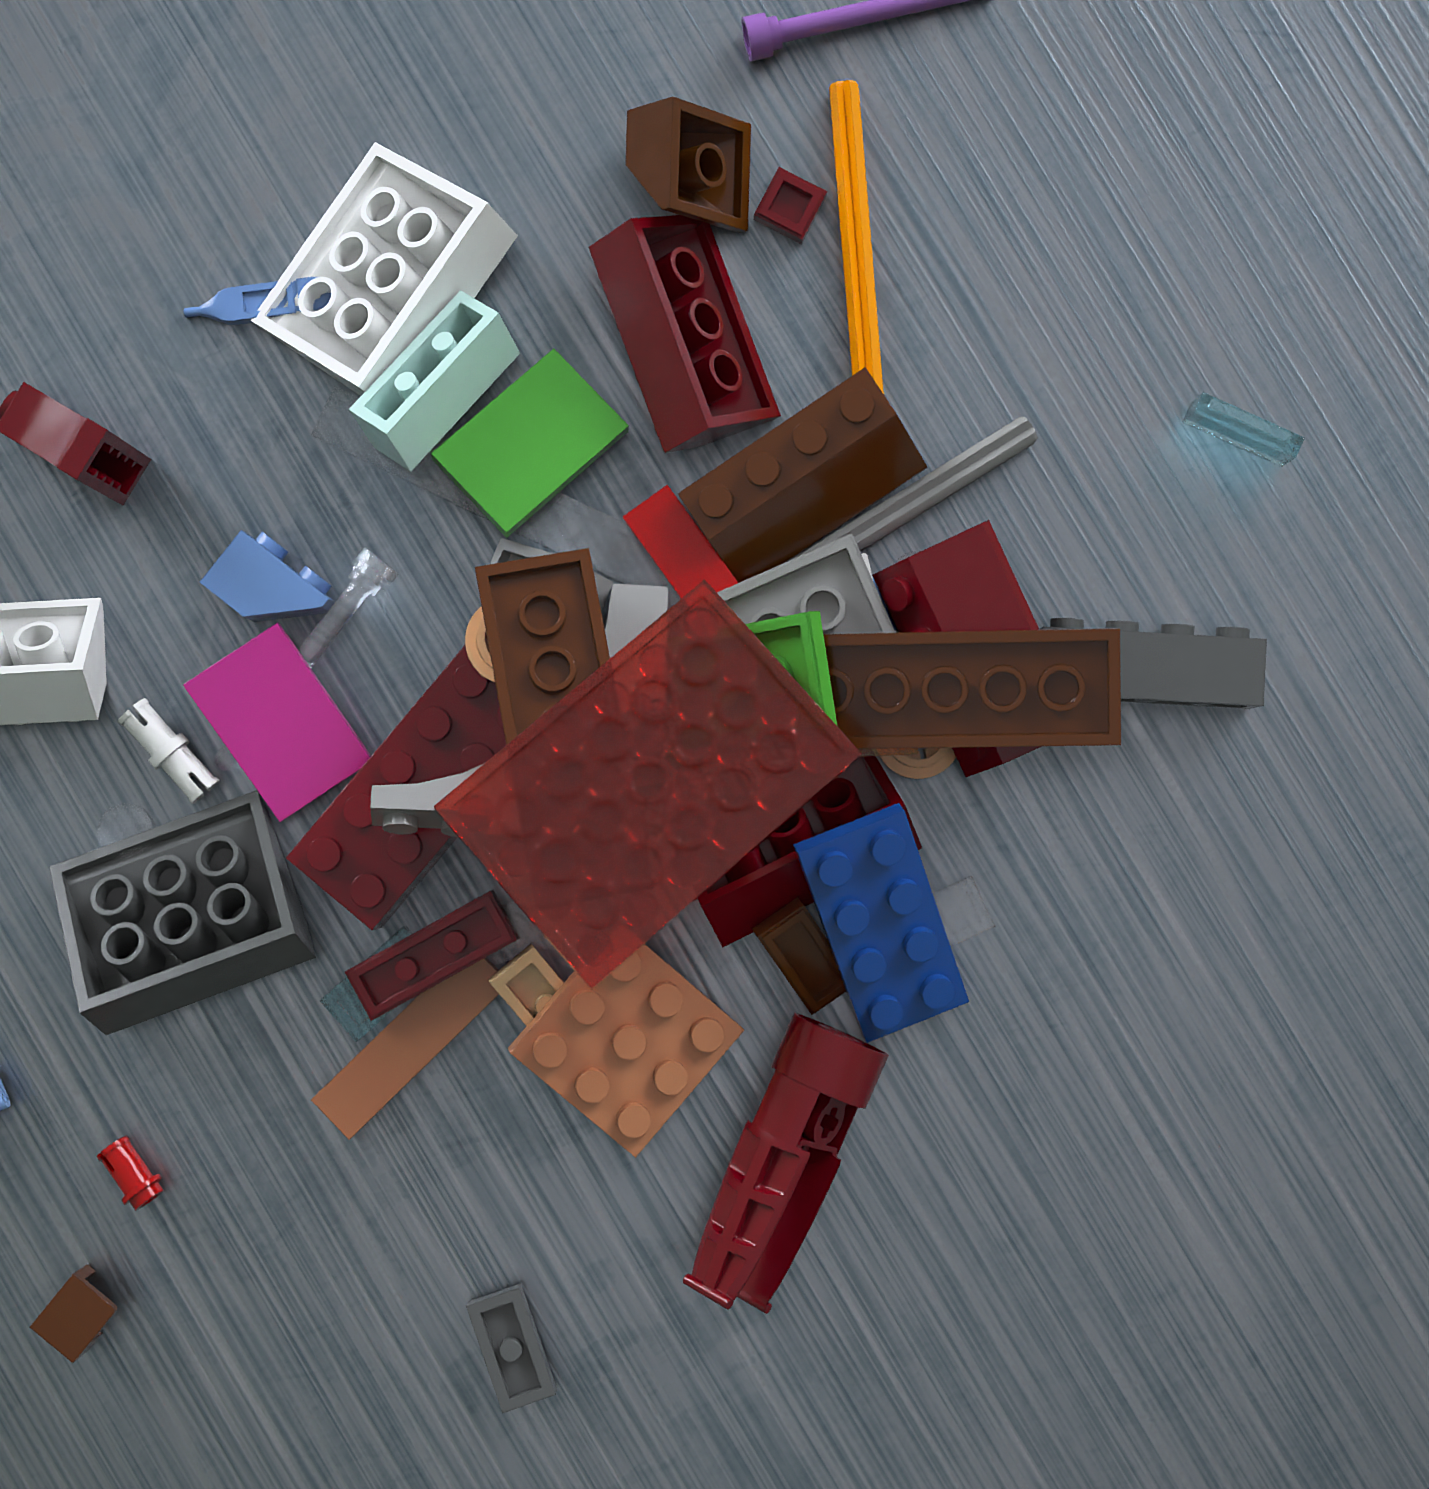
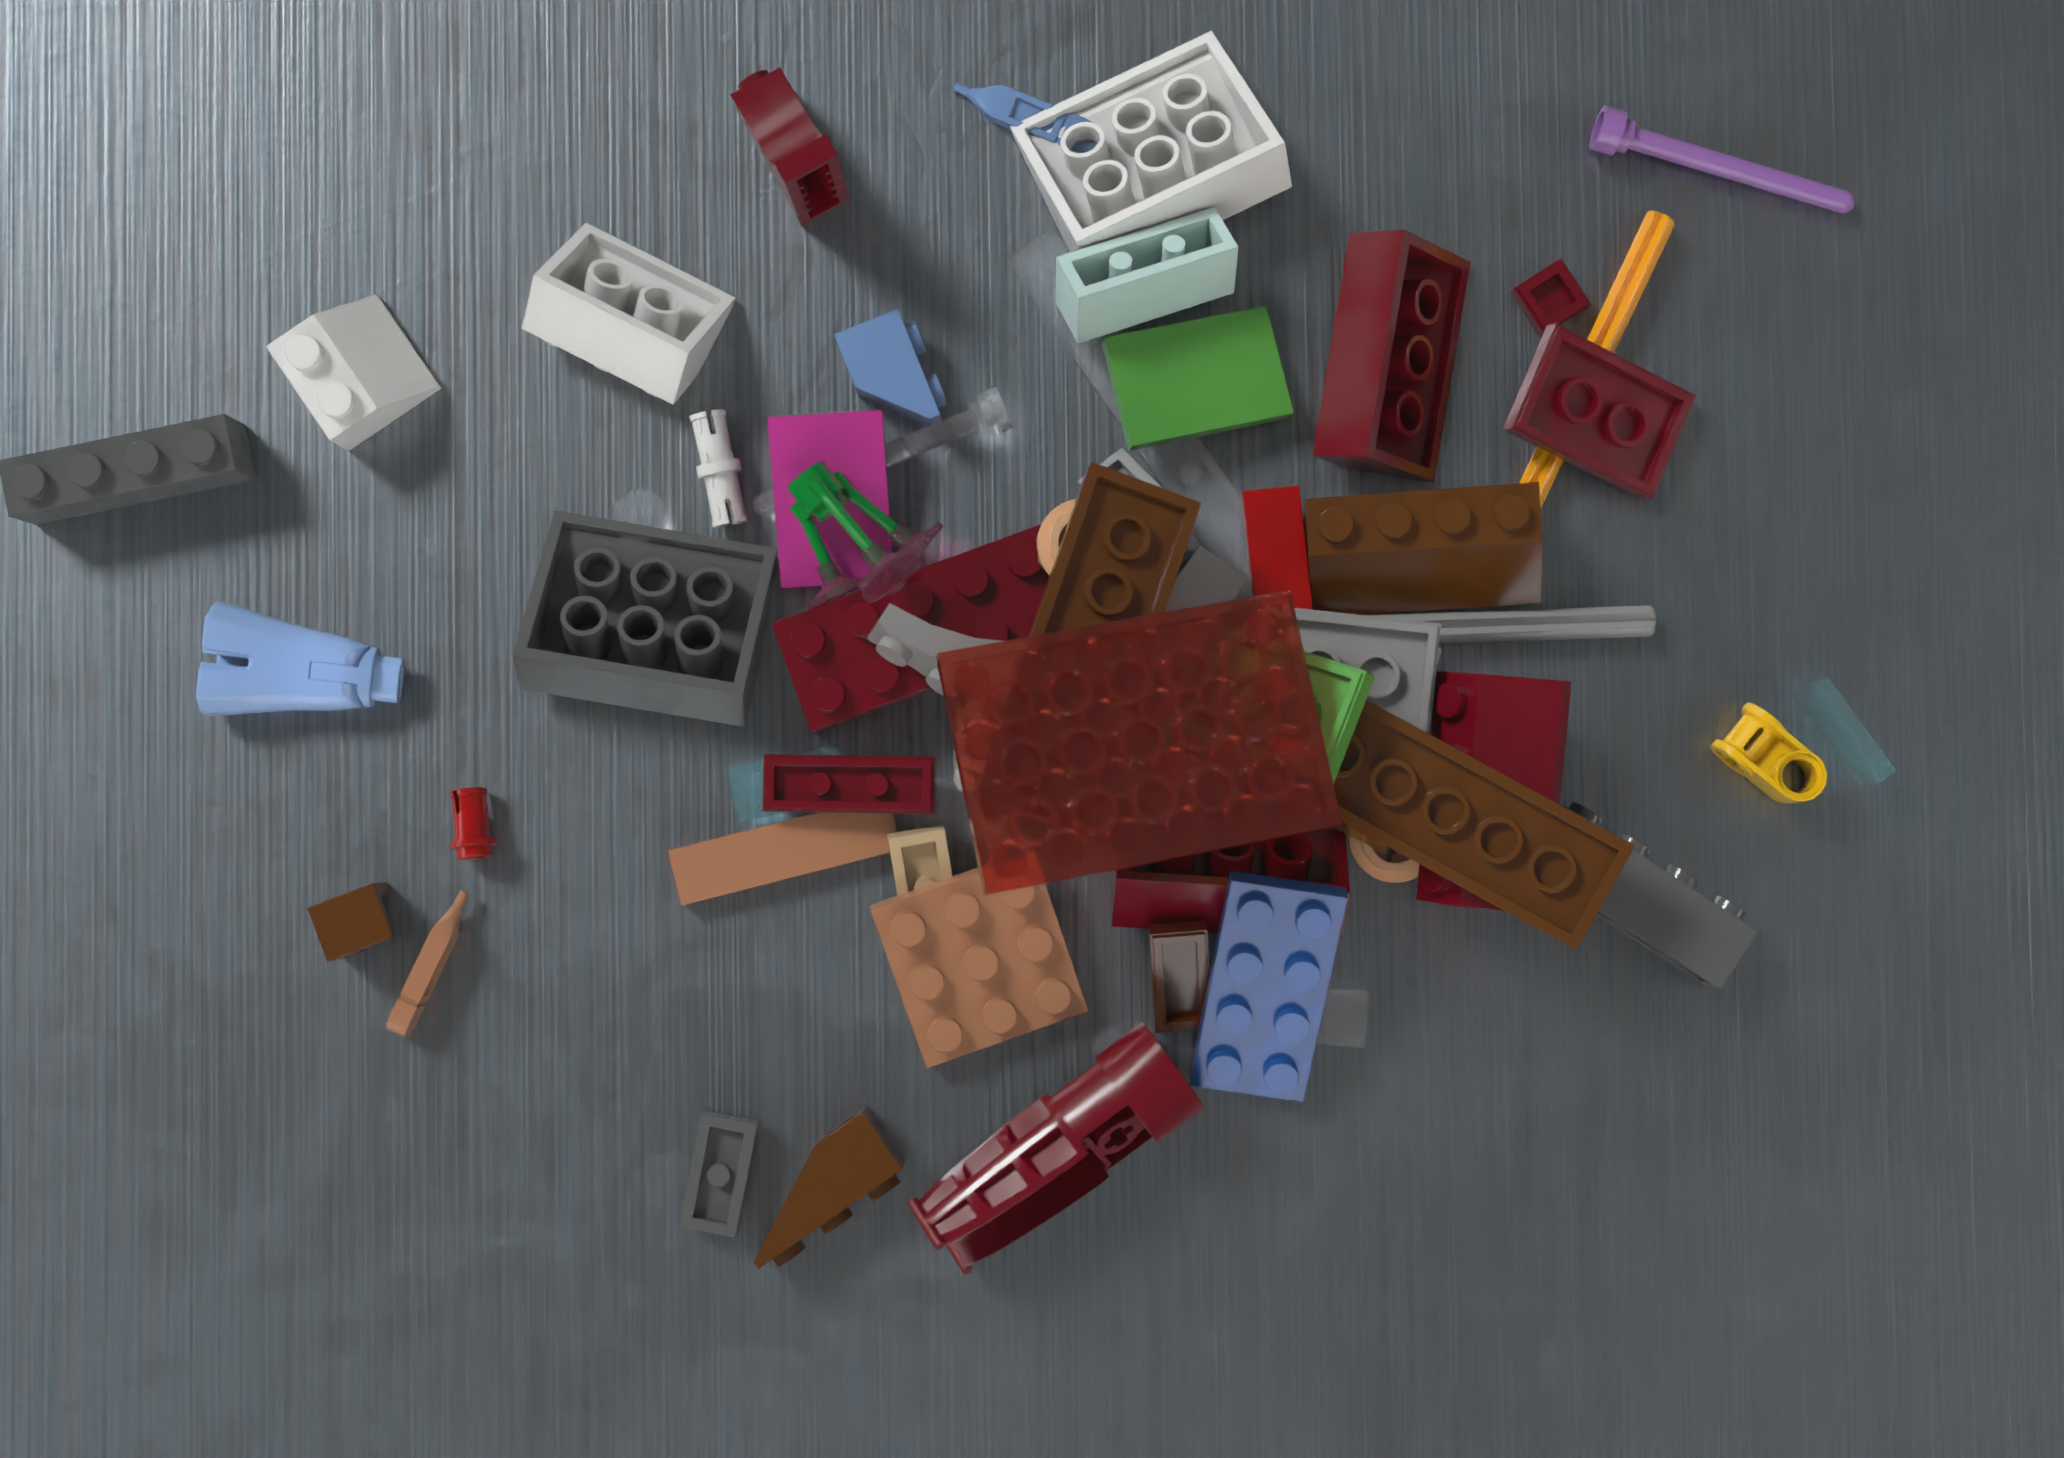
camera: 30 degrees right, 0 degrees up
(164, 1320) = (426, 970): none -> nougat piece
(266, 725) = (821, 494): none -> plant
(609, 1291) = (840, 1170): none -> reddish brown slope
(691, 161) = (1486, 208): reddish brown slope -> none
(884, 278) = (1599, 412): none -> dark red tile
(1190, 485) = (1766, 754): none -> yellow piece

